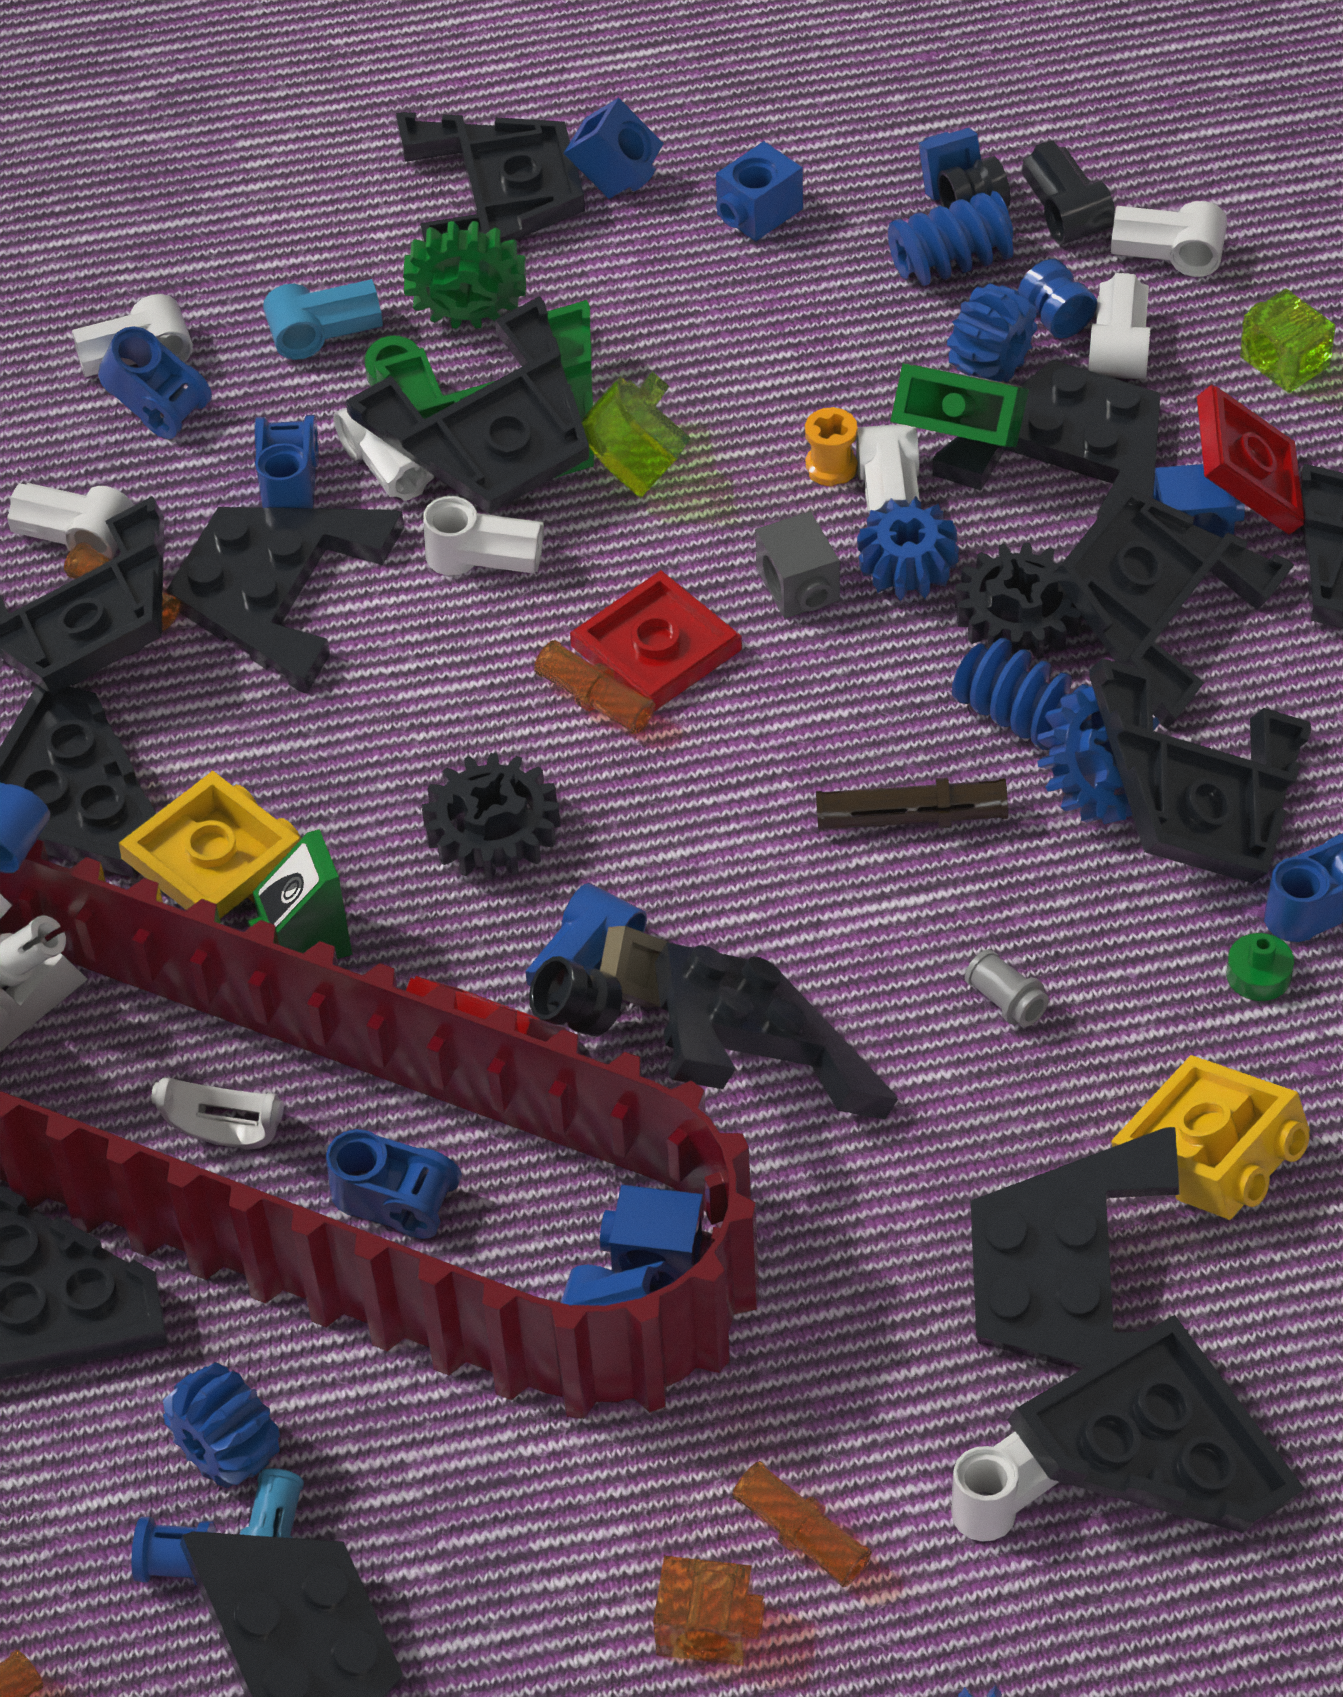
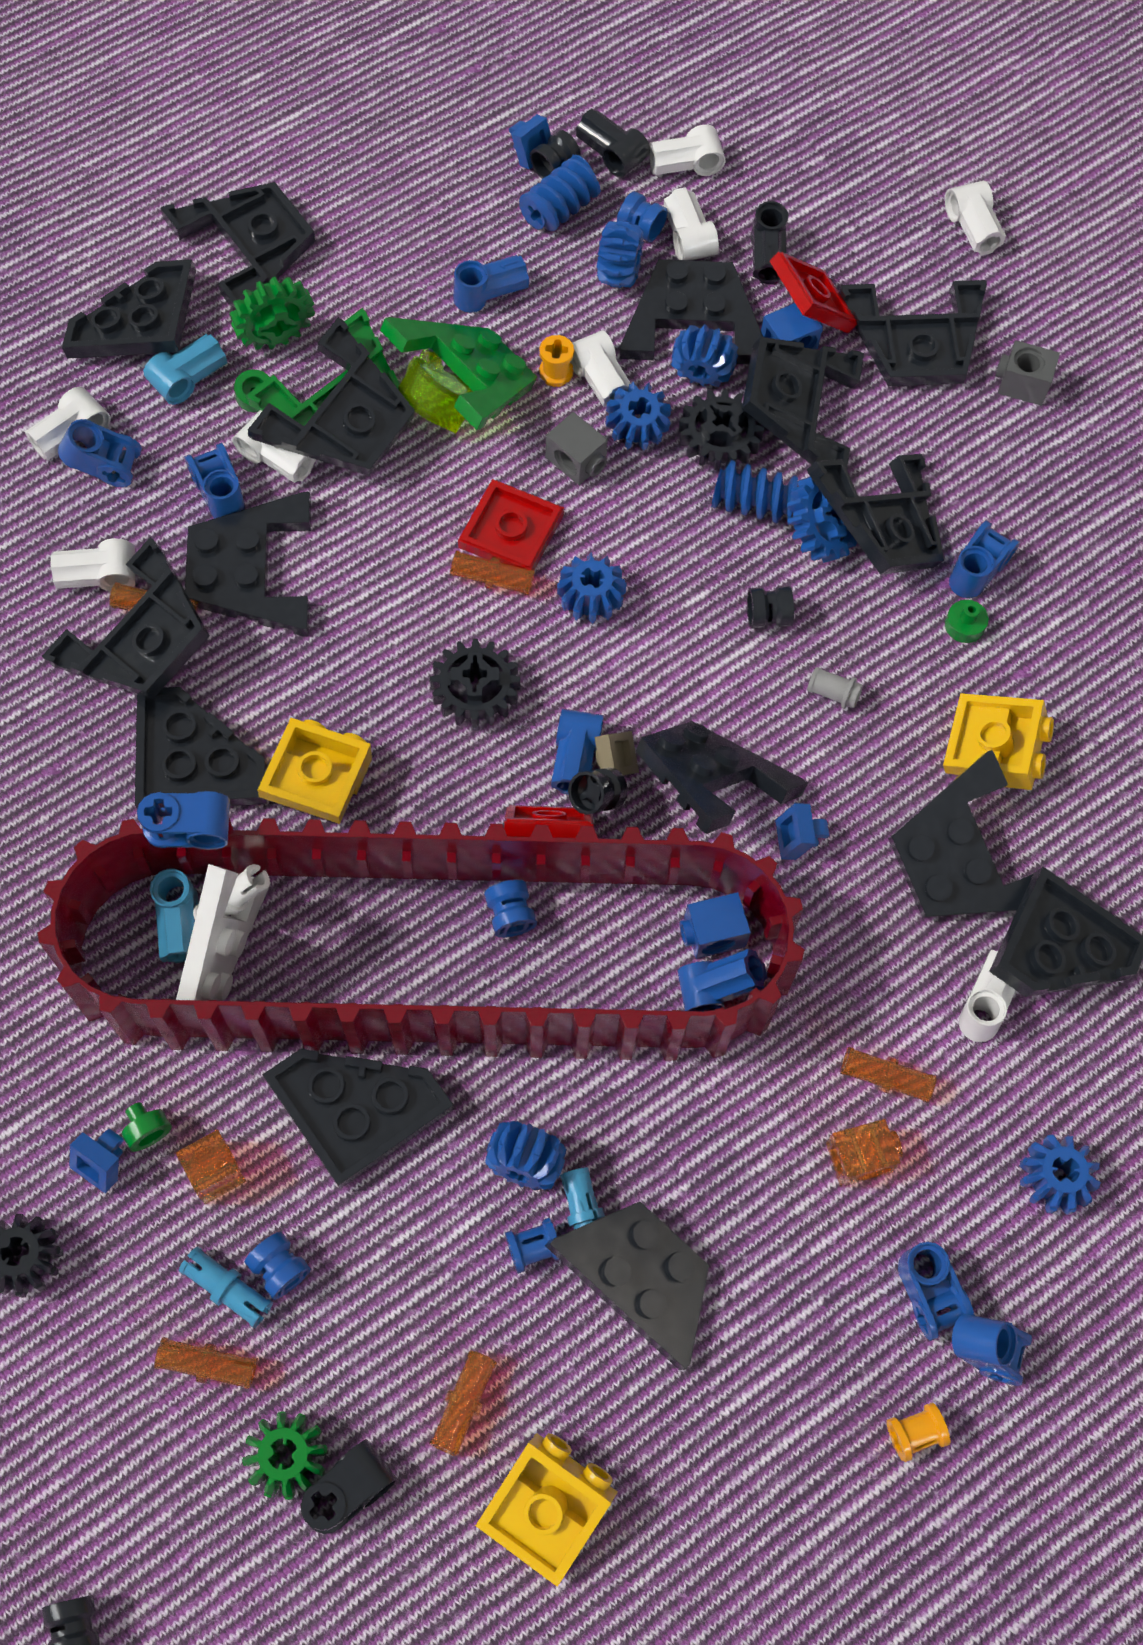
camera: 30 degrees left, 15 degrees up
(185, 1105) = (445, 943): white helmet -> none
(292, 235) = (136, 317): none -> black plate
(305, 899) = (395, 790): green slope -> none
(383, 1103) = (510, 908): none -> blue wheel
(397, 1185) = (543, 950): blue piece -> none
(462, 539) = (372, 495): white piece -> none
(614, 149) = (318, 192): blue brick -> none
(718, 411) = (475, 357): none -> green wing
(720, 747) = (591, 588): none -> blue gear
(759, 191) = (423, 195): blue brick -> none
(772, 319) = (479, 282): none -> blue piece
(848, 1157) = (798, 831): none -> blue tile
(912, 804) = (734, 581): dark brown pin -> none
(959, 405) = (632, 311): green slope -> none
(965, 851) = (770, 607): none -> black wheel
(1043, 496) = (704, 355): none -> blue gear
(1233, 367) = (768, 238): none -> black piece
(1287, 340) = (797, 197): clear neon green brick -> none

